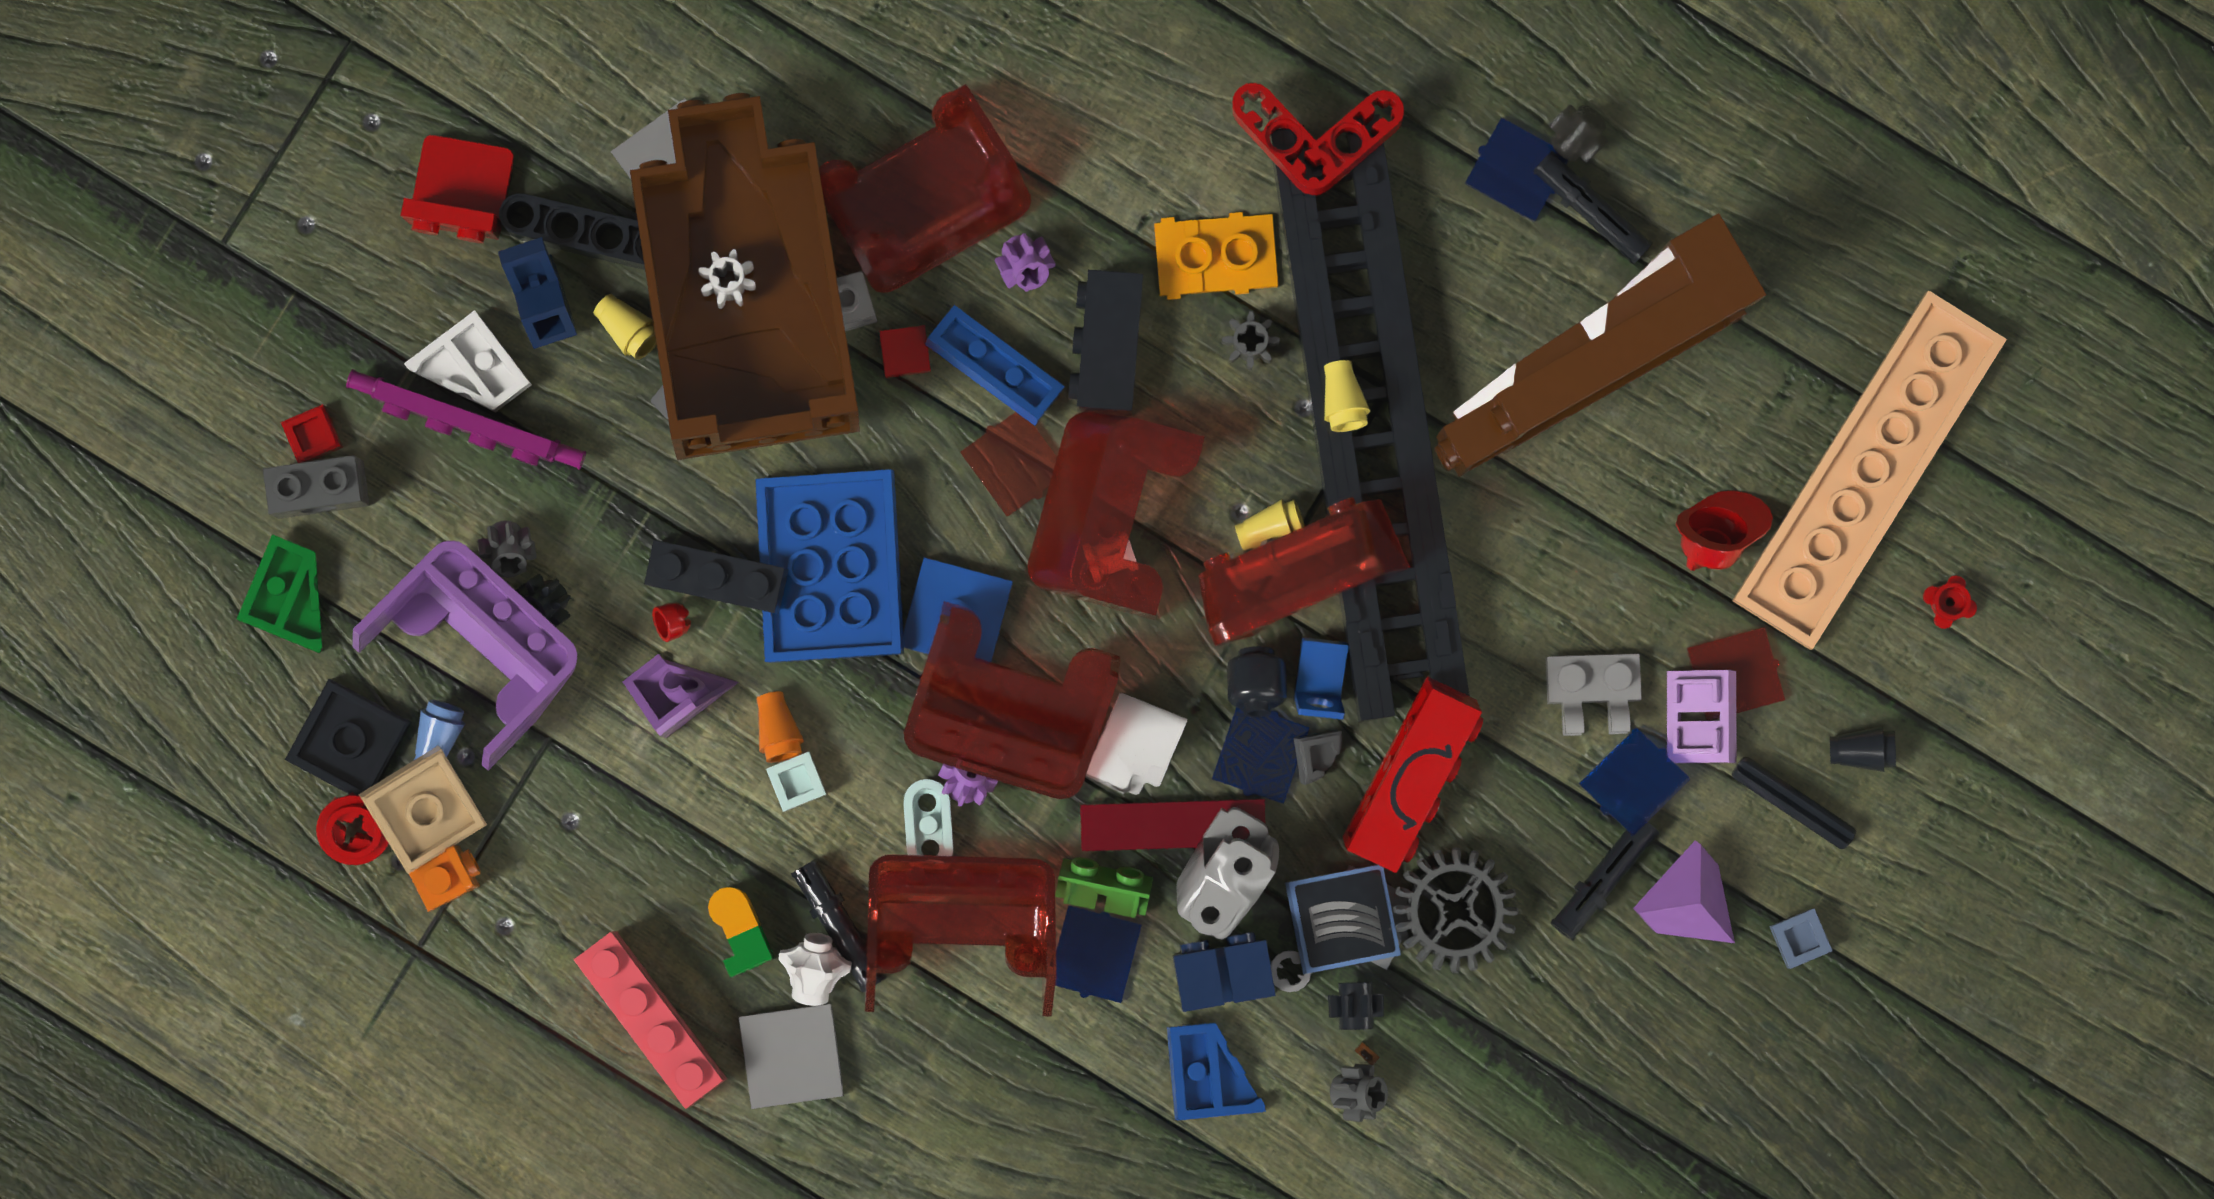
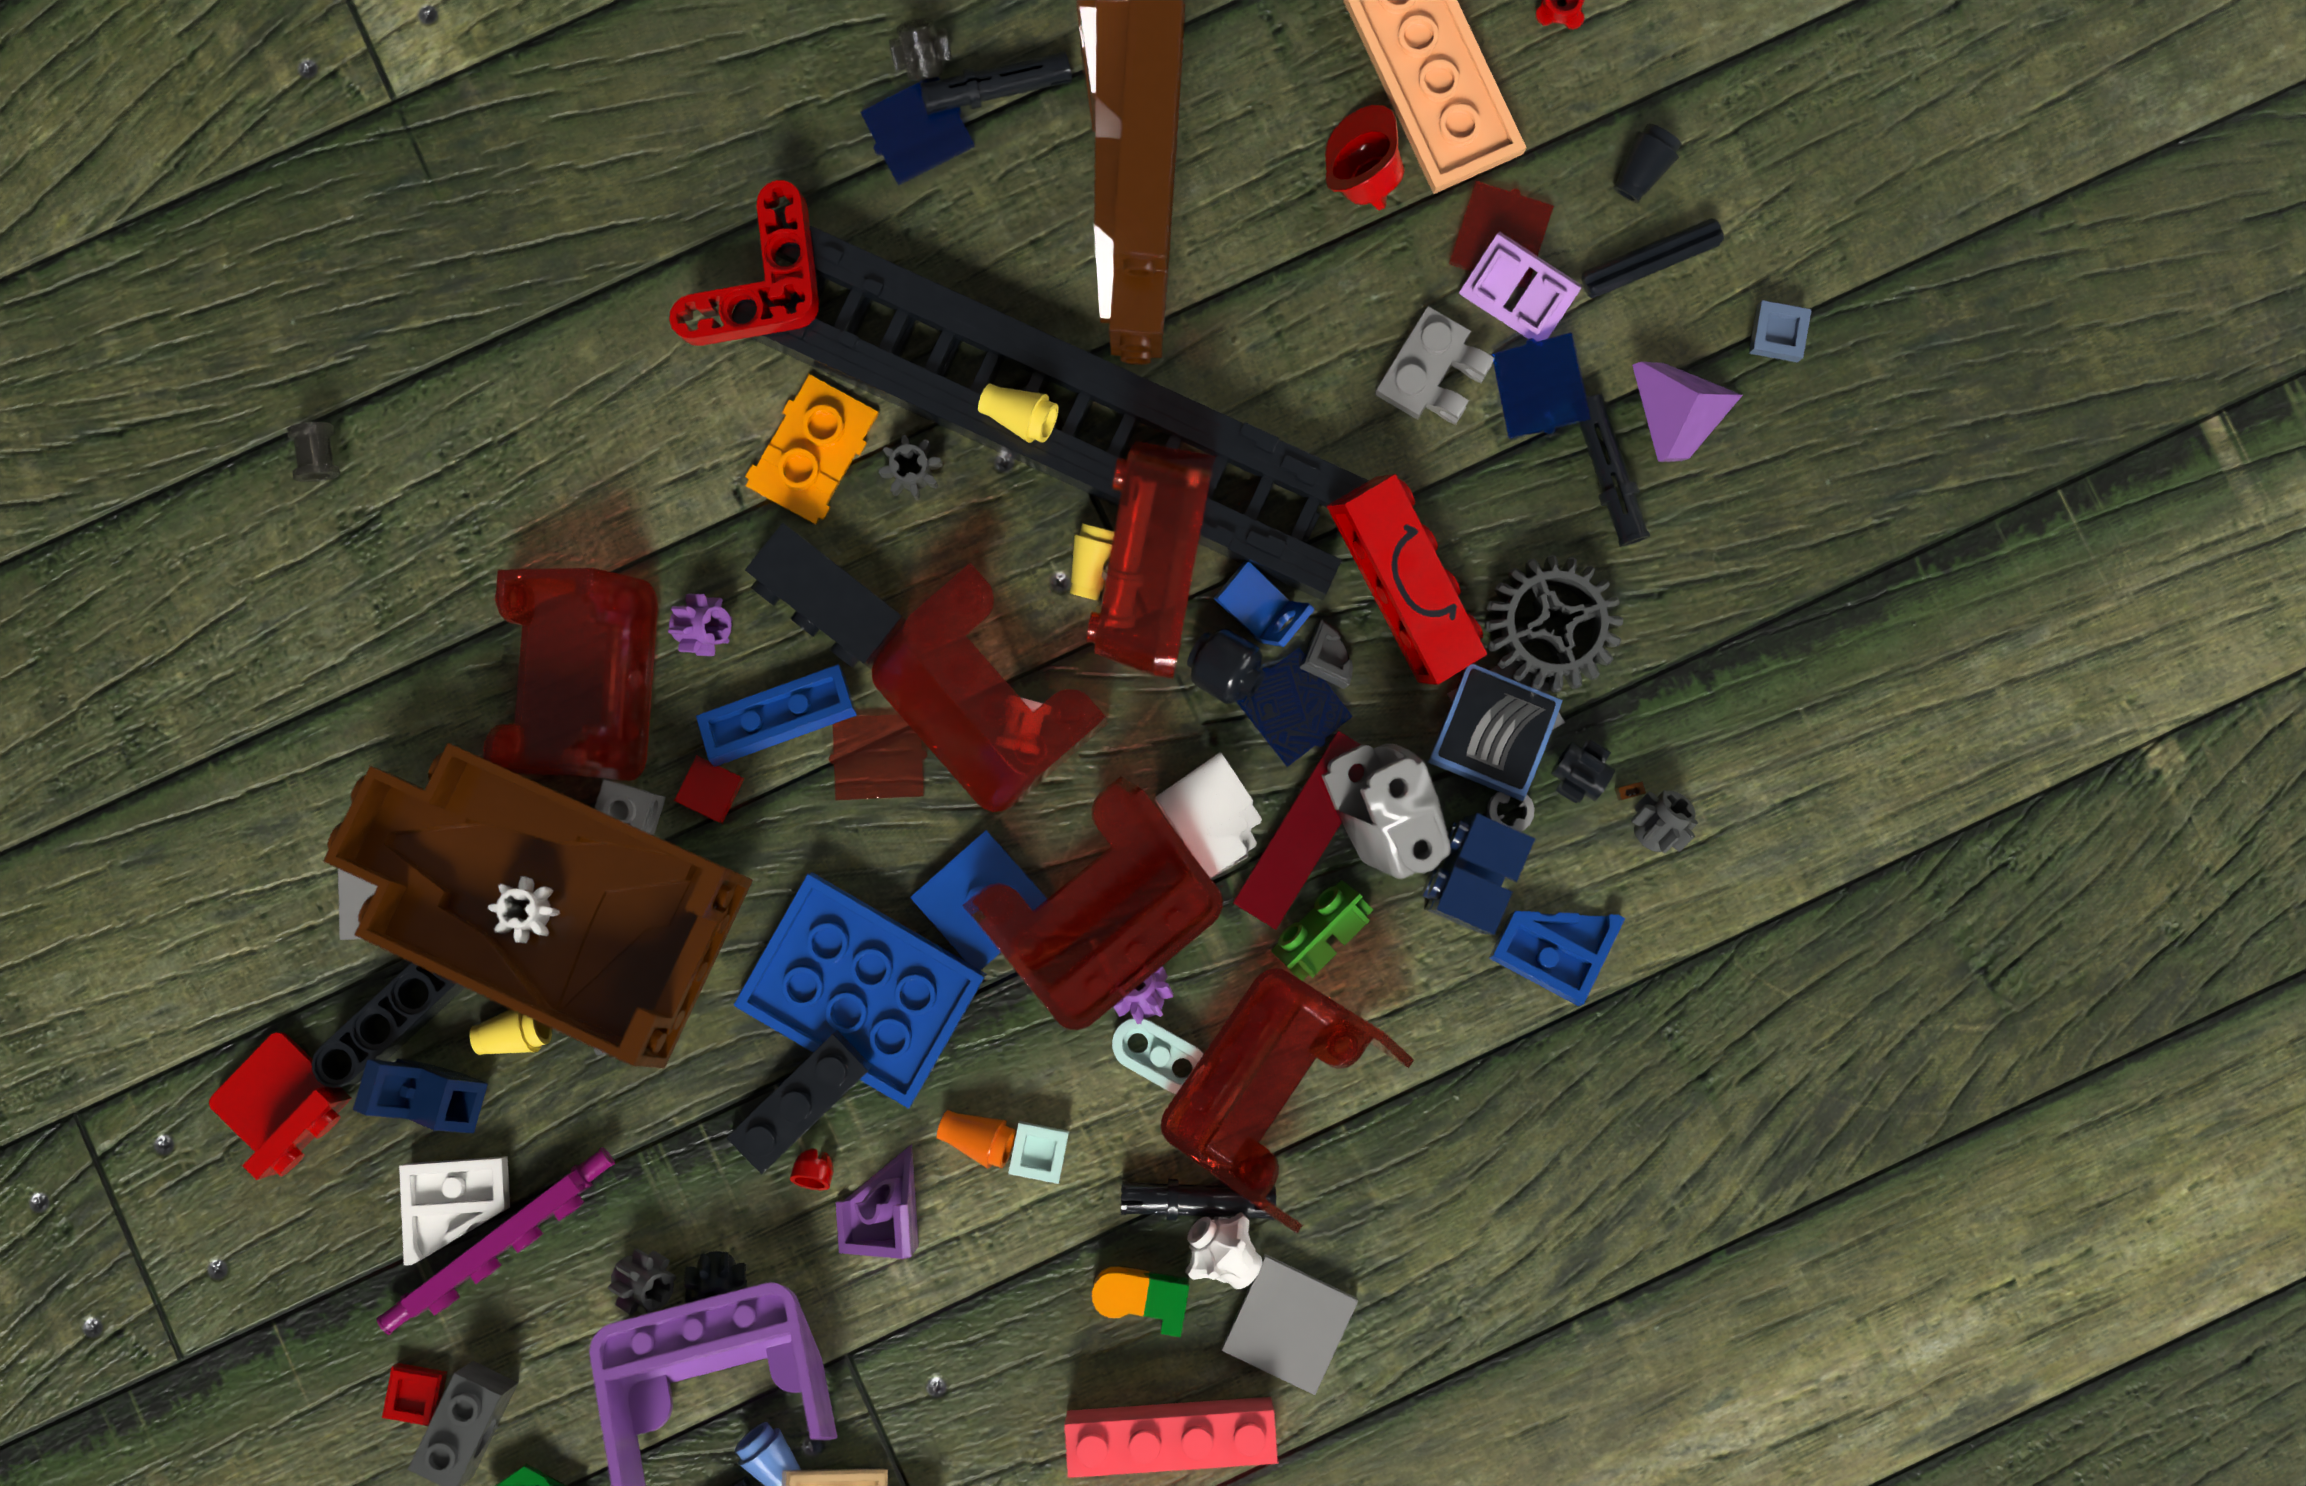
camera: 55 degrees left, 0 degrees up
(1095, 953) = (1378, 978): clear blue piece -> none

